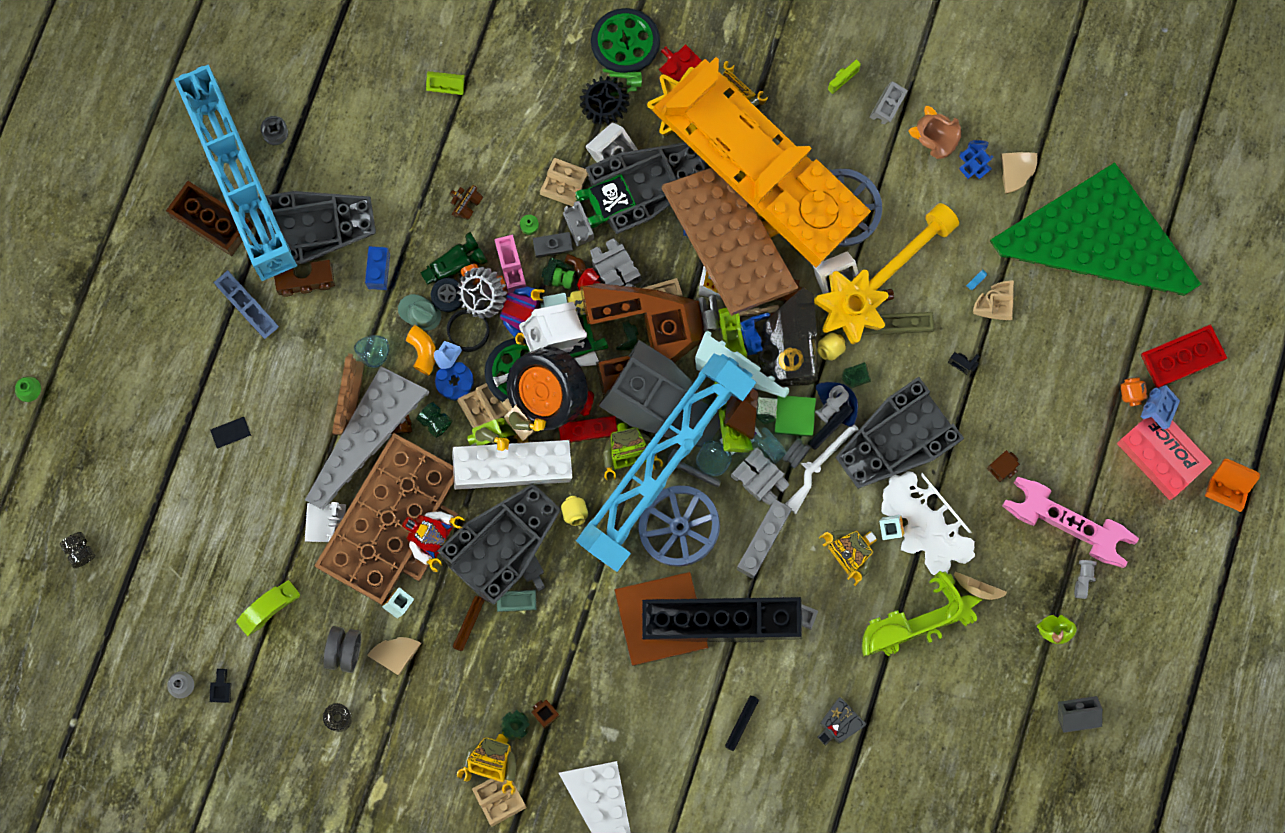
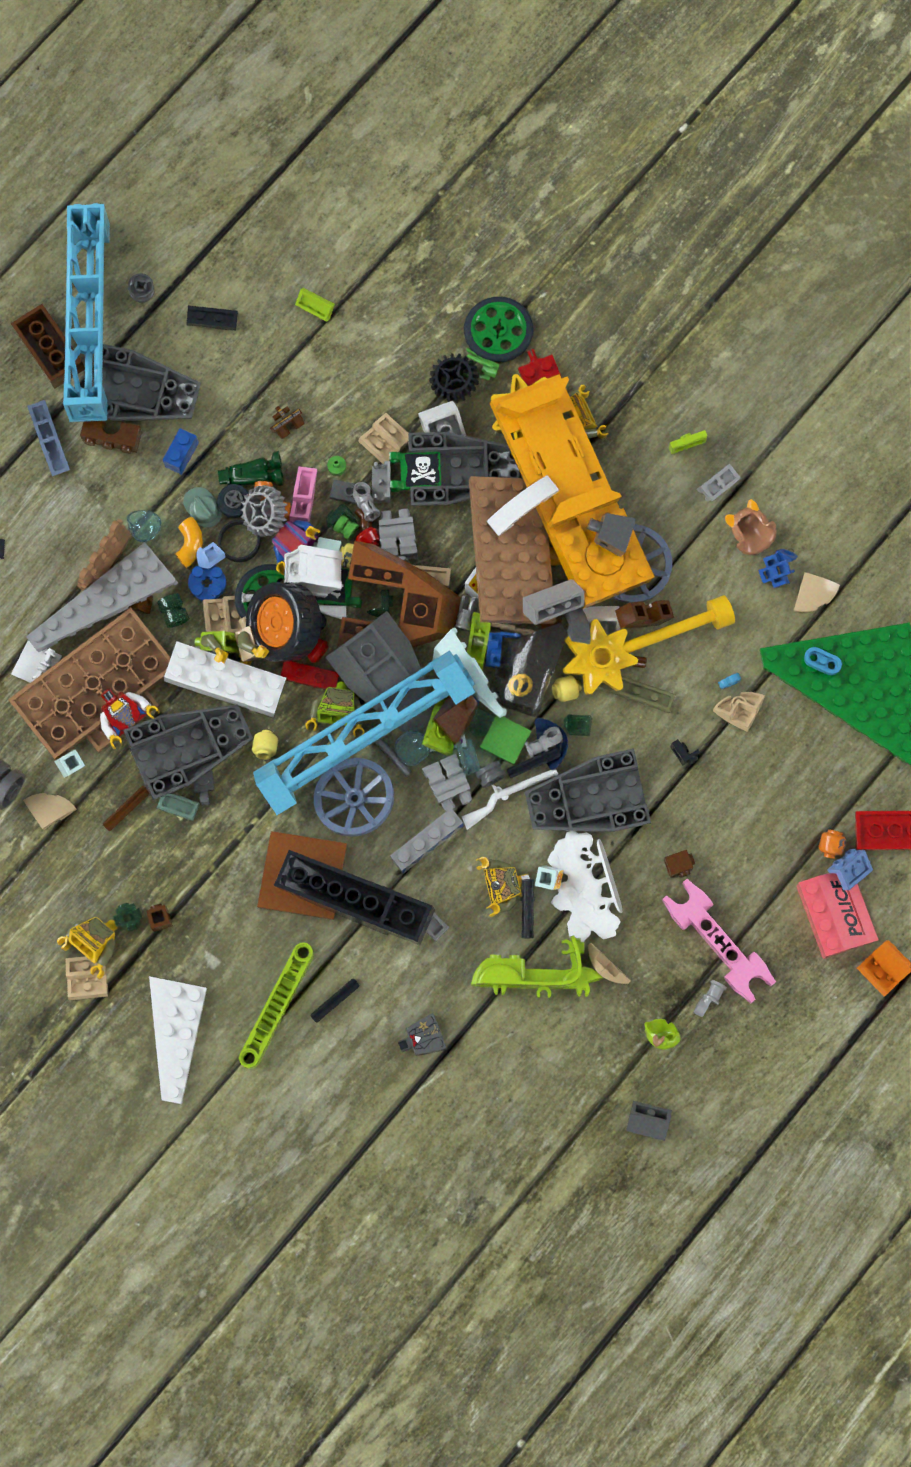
camera: 25 degrees right, 0 degrees up
(353, 132) = (212, 318): none -> black hinge
(572, 247) = (365, 502): none -> light grey connector
(690, 750) = (276, 1005): none -> lime gear
(723, 192) = (522, 504): none -> white slope
(791, 270) = (553, 601): none -> light grey brick
(819, 184) = (612, 532): none -> dark grey torso
(824, 284) = (578, 626): none -> dark grey slope
(875, 249) = (641, 615): none -> reddish brown arch
(882, 559) = (527, 908): none -> black pin
(1053, 228) = (822, 661): none -> dark azure plate

